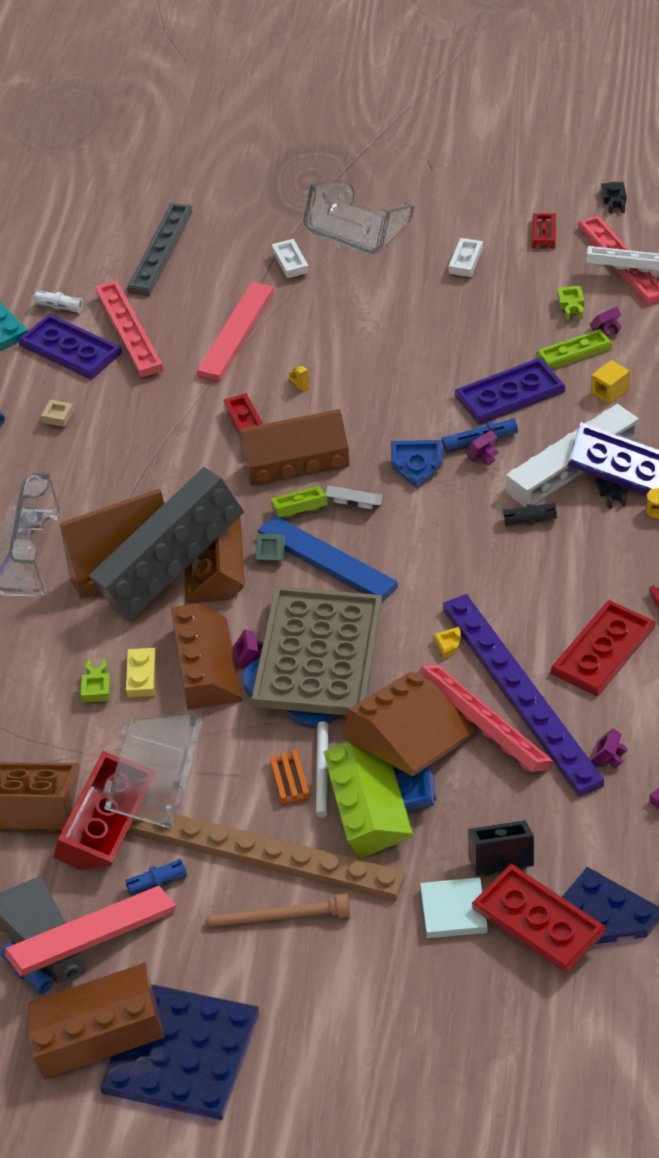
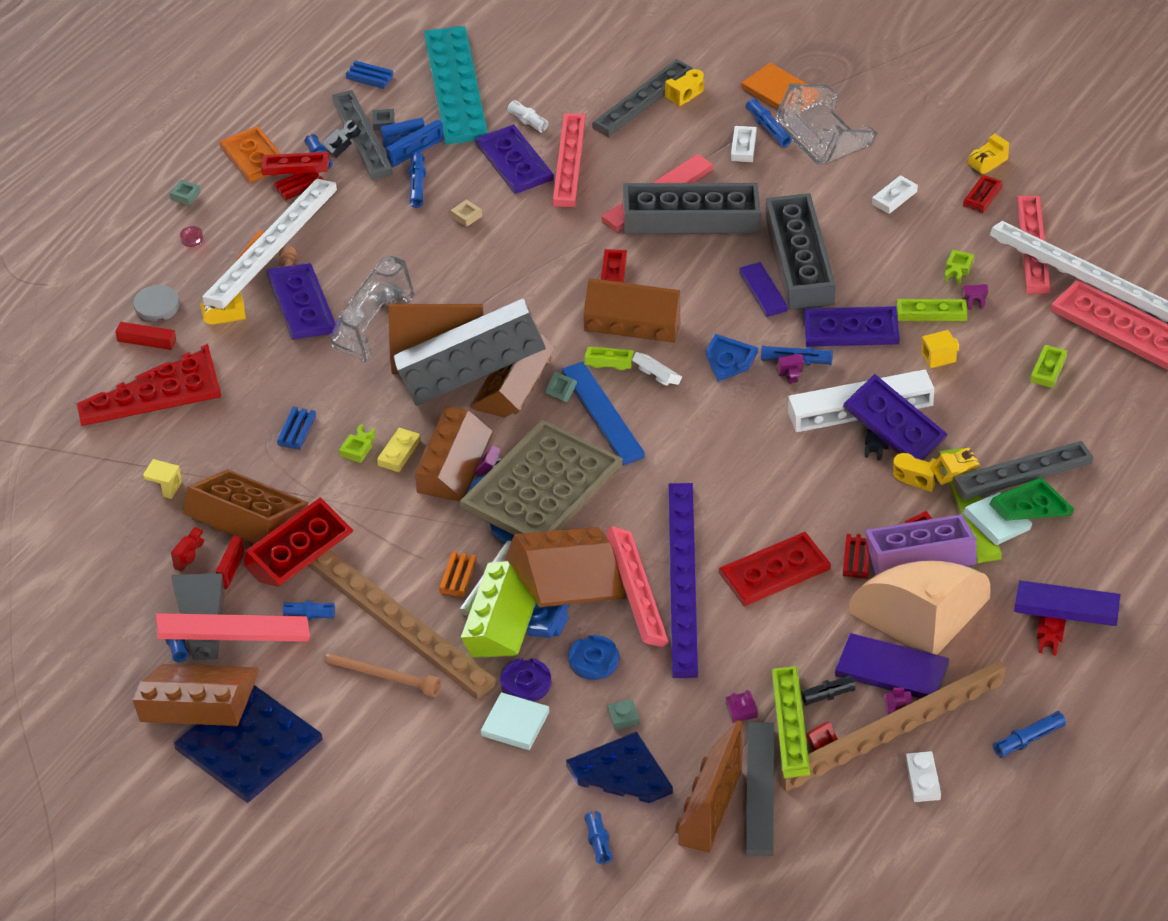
camera: 25 degrees right, 0 degrees up
(14, 674) = (303, 414): none -> blue tile
(36, 854) = (231, 560): none -> red tile
(153, 767) = (350, 524): clear windscreen -> none
(197, 227) = (685, 87): none -> yellow leg
(280, 198) = (770, 84): none -> orange tile
(285, 332) = (691, 208): none -> dark grey brick
(292, 228) = (764, 118): none -> blue pin
(299, 378) = (681, 253): yellow tile -> none
(402, 385) = (763, 289): none -> dark purple tile
(418, 337) = (800, 251): none -> dark grey brick
(434, 859) = (526, 679): none -> dark purple tile
(448, 641) = (654, 516): yellow tile -> none
(487, 805) = (593, 657): none -> blue tile
(499, 845) = (576, 689): black brick -> none
(528, 193) = (989, 155): none -> yellow leg
(530, 514) = (791, 437): black pin -> none
(539, 918) = (568, 753): red tile -> none
(559, 854) = (623, 714): none -> sand green plate
(608, 748) = (716, 649): magenta tile -> none
(614, 195) = (1068, 182): black plate -> none
(625, 995) = (598, 837): none -> blue pin

